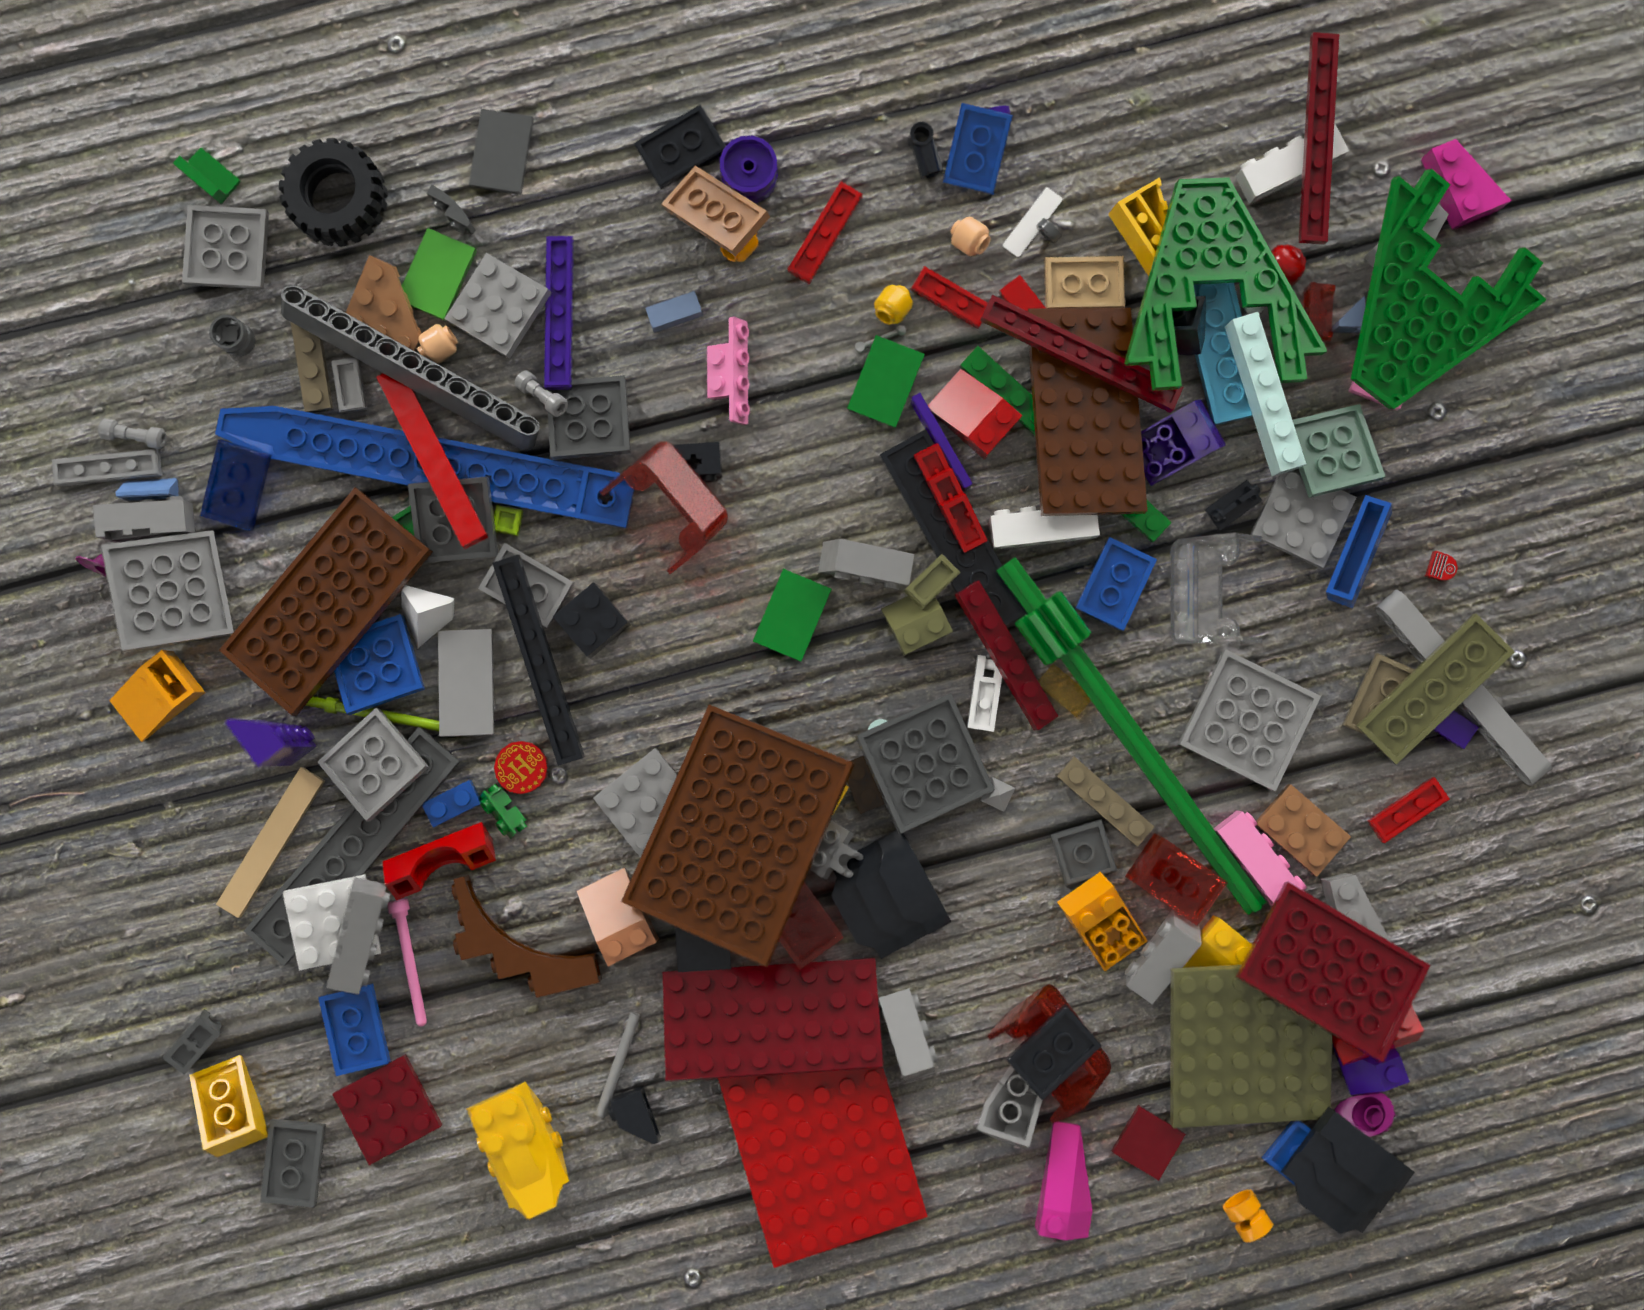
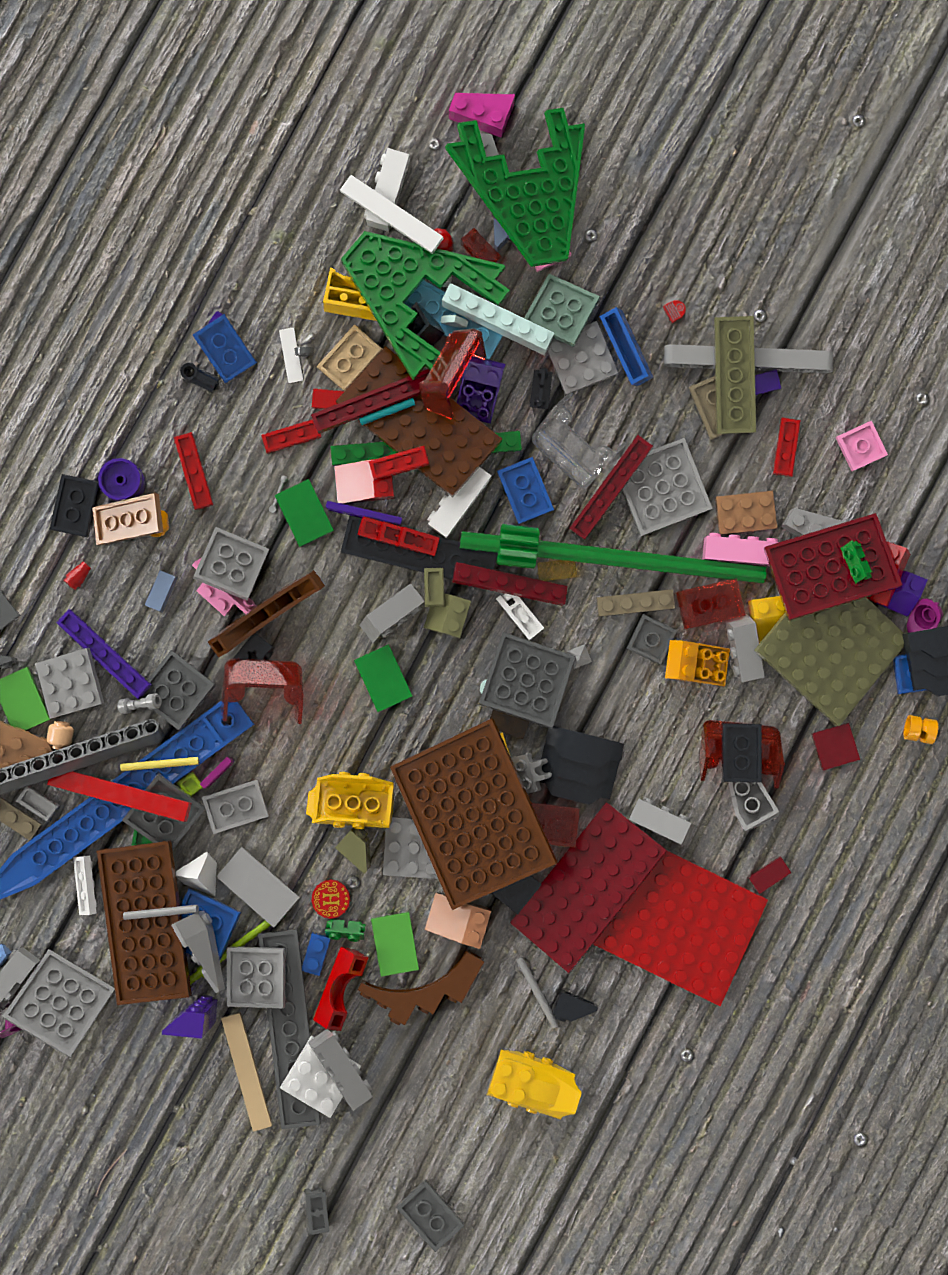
camera: 45 degrees left, 0 degrees up
(156, 694) = (109, 1061): light orange slope -> none
(227, 1107) = (368, 1224): yellow slope -> none
(235, 485) = (35, 914): clear blue tile -> none
(309, 507) = (85, 885): none -> white plate
(351, 608) = (161, 912): none -> light grey bar
(354, 1030) = (389, 1117): blue plate -> none
(360, 670) = (199, 936): none -> light grey wedge
(387, 1109) = (448, 1138): dark red plate -> none
(399, 911) = (348, 1035): bright pink piece -> none
(499, 470) = (159, 764): none -> light yellow bar
(534, 874) = (395, 943): none -> bright green tile
(538, 659) = (280, 836): black plate -> none
(543, 535) = (217, 772): none -> magenta tile
(591, 620) = (286, 788): black brick -> none
(595, 746) = (356, 848): none -> olive slope
(612, 214) = (77, 576): none -> red cone
(638, 698) = (351, 801): none -> yellow slope
(749, 435) = (265, 613): none -> reddish brown arch
(766, 355) = (231, 563): none -> light grey plate
(893, 304) = (266, 470): yellow head -> none
(954, 1194) = (769, 874): none -> dark red tile
(970, 236) = (268, 396): light nougat head -> none
(1026, 429) = (399, 463): none -> red tile
(1065, 1193) = (821, 814): dark pink wedge -> none
(1066, 368) = (387, 411): none -> teal bar
(1170, 389) = (449, 368): none -> clear red windscreen
(1202, 668) = (611, 487): none -> dark red plate
(1221, 352) = (454, 320): none -> light aqua tile
(1271, 189) = (391, 214): none -> white tile
(1319, 138) = (387, 164): dark red plate -> none
(1365, 982) = (853, 554): none -> green hinge
(1482, 886) = (861, 446): none -> bright pink plate

